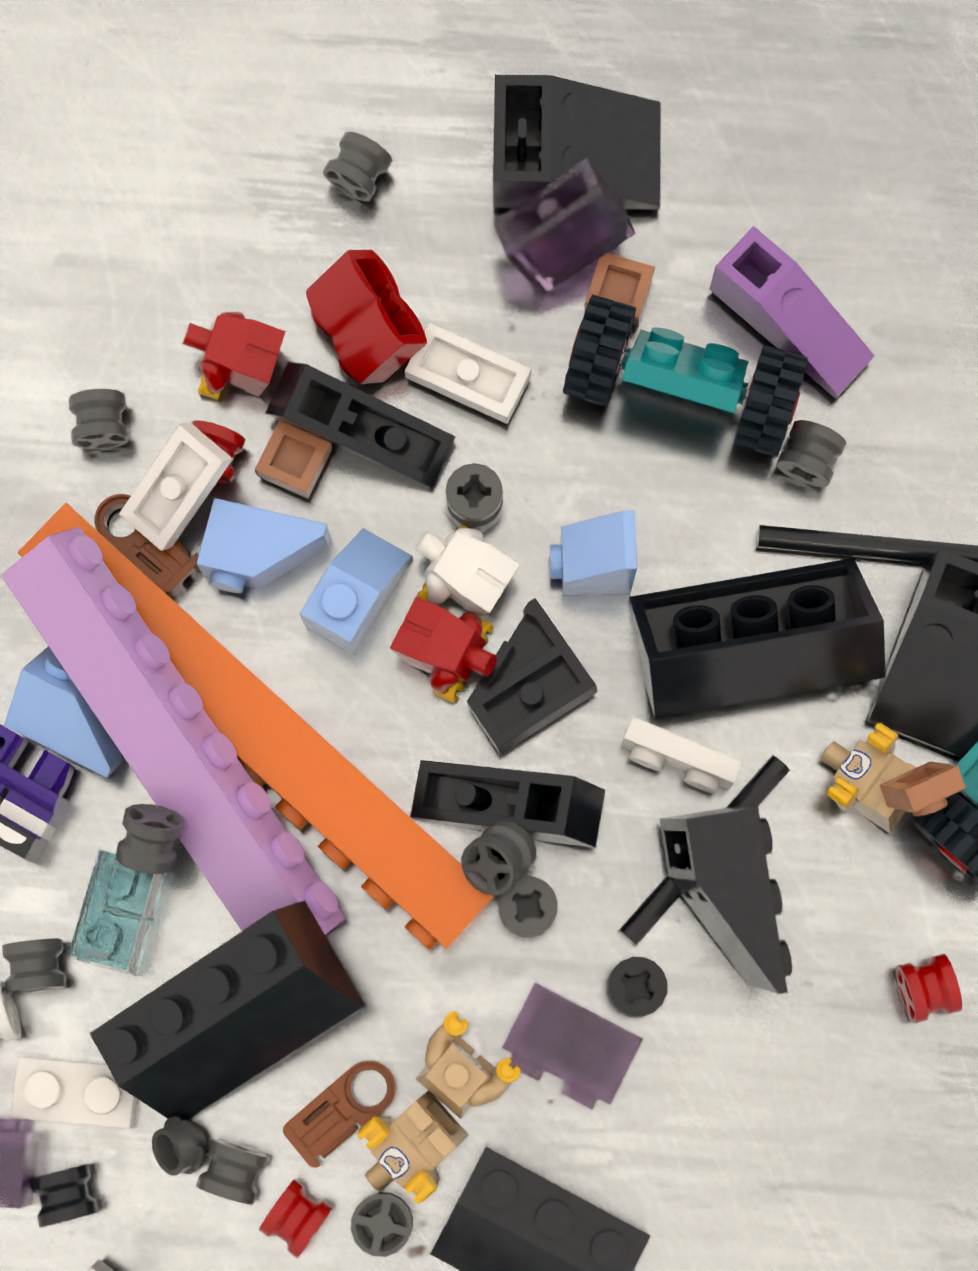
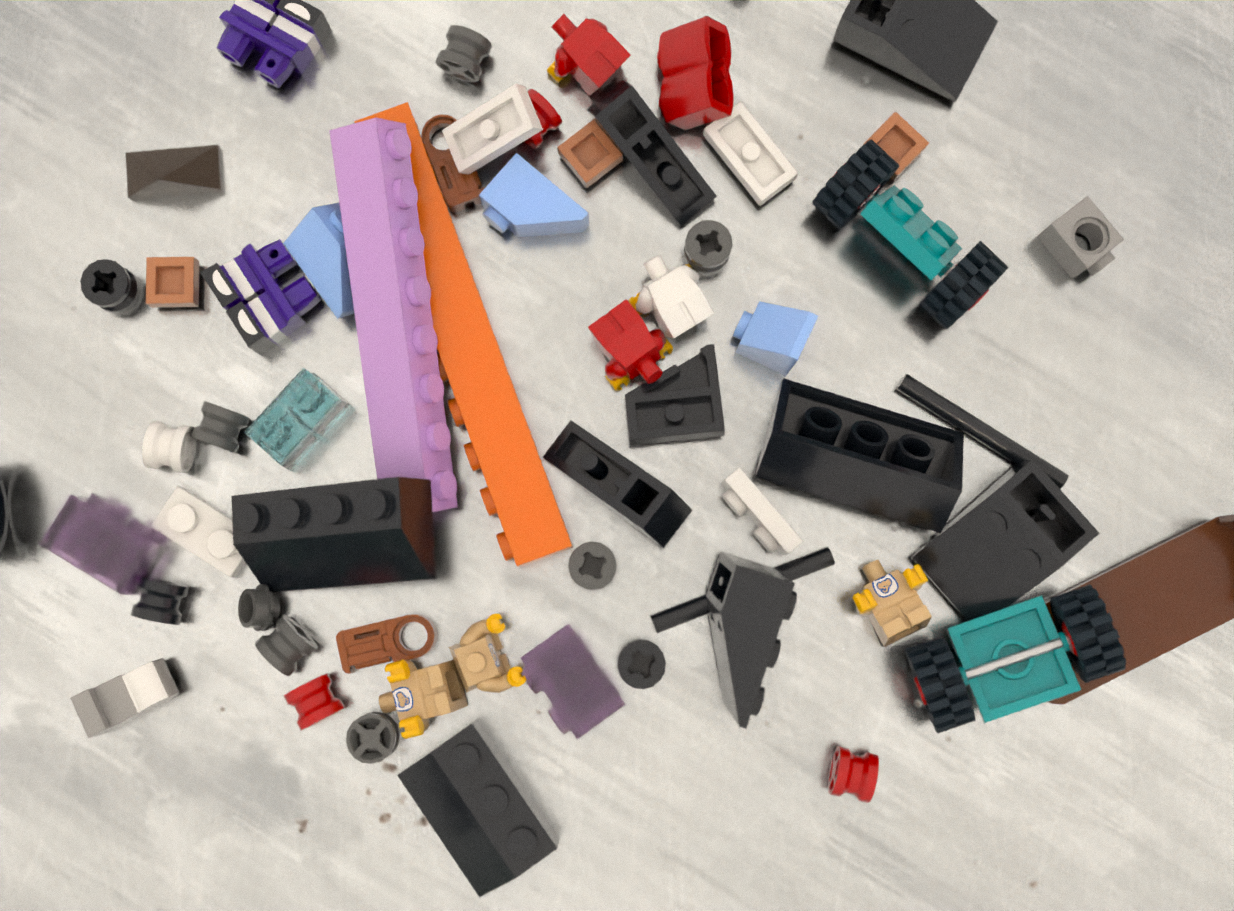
camera: 25 degrees right, 5 degrees up
(149, 839) = (341, 378): dark grey wheel -> none
(354, 590) = (585, 272): light blue slope -> none
(498, 857) = (587, 520): dark grey wheel -> none
(564, 227) = (877, 78): clear purple brick -> none
(789, 310) = (1013, 224): medium lavender slope -> none
(811, 453) = (973, 340): dark grey wheel -> none
(868, 266) = (1086, 220): none -> light grey brick
(923, 788) = (926, 630): nougat plate -> none

